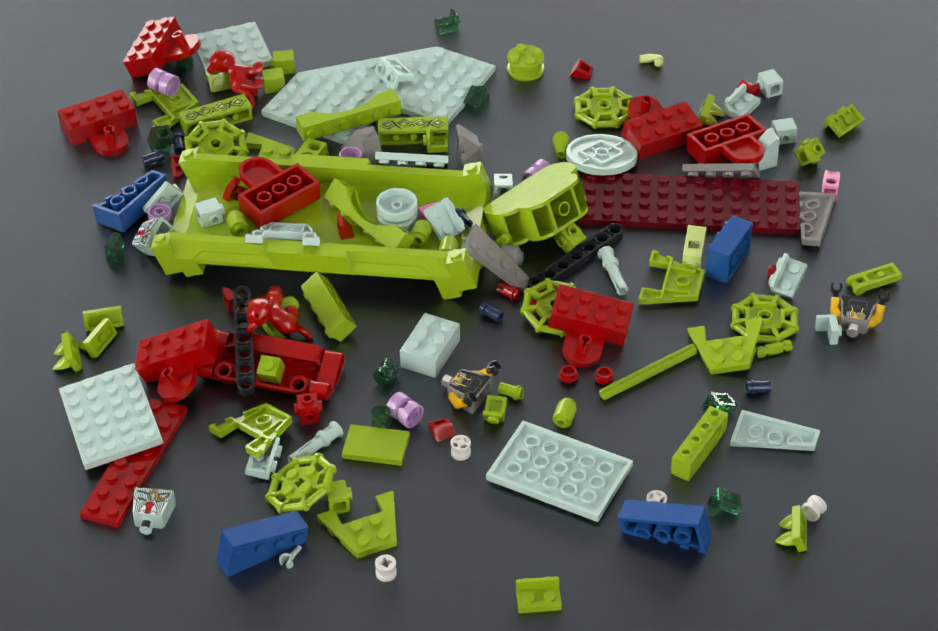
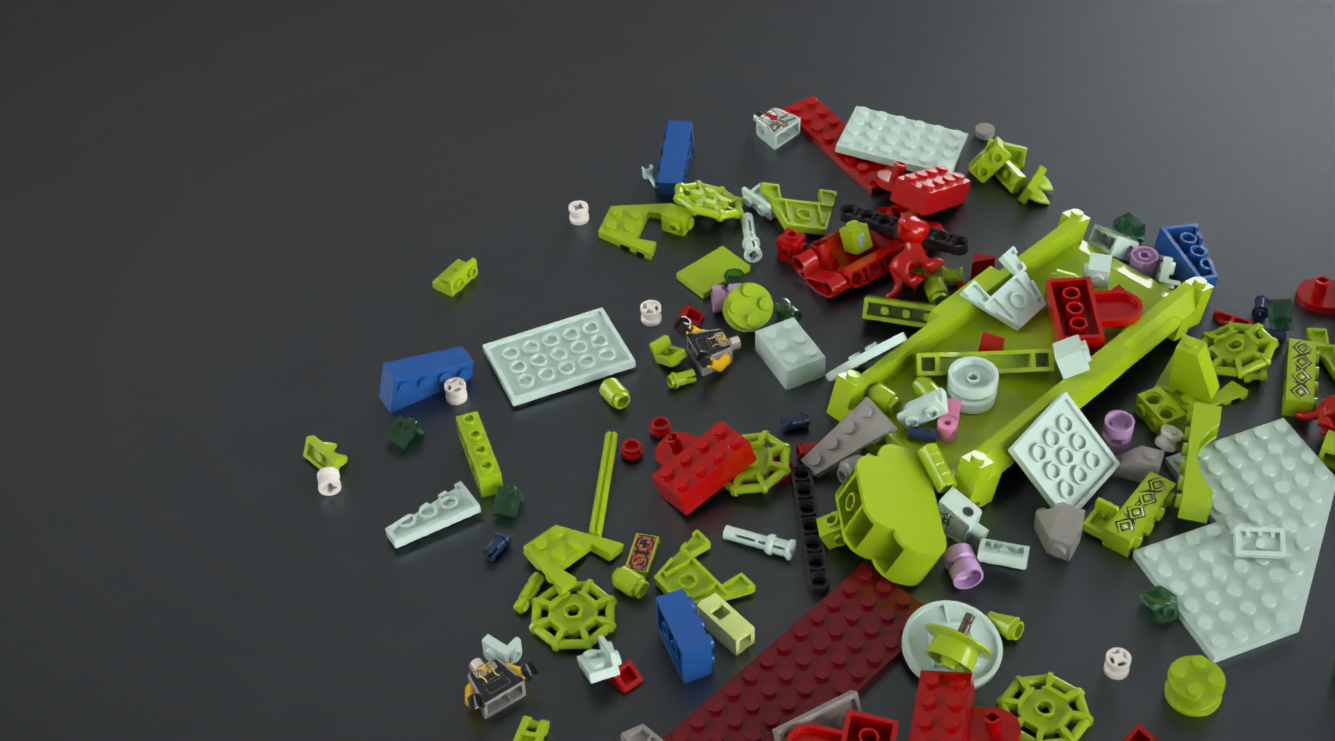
camera: 130 degrees right, 0 degrees up
(43, 384) = (984, 131): none -> light grey tile
(96, 349) = (989, 160): none -> lime bracket
(271, 138) = (1193, 370): none -> lime slope
(333, 143) = (1169, 437): none -> white wheel
(334, 166) = (1072, 356): none -> light aqua brick
(411, 381) = (747, 307): none -> lime wheel
(412, 282) = (871, 352): none -> light aqua plate
(489, 193) = (937, 468): none -> lime axle
(512, 159) = (1003, 553): none -> light aqua bracket
(540, 95) = (1113, 658): none -> white wheel
(616, 130) = (955, 648): none -> lime piece
(683, 318) = (642, 553): none -> tile
(713, 305) = (630, 582): none -> lime brick

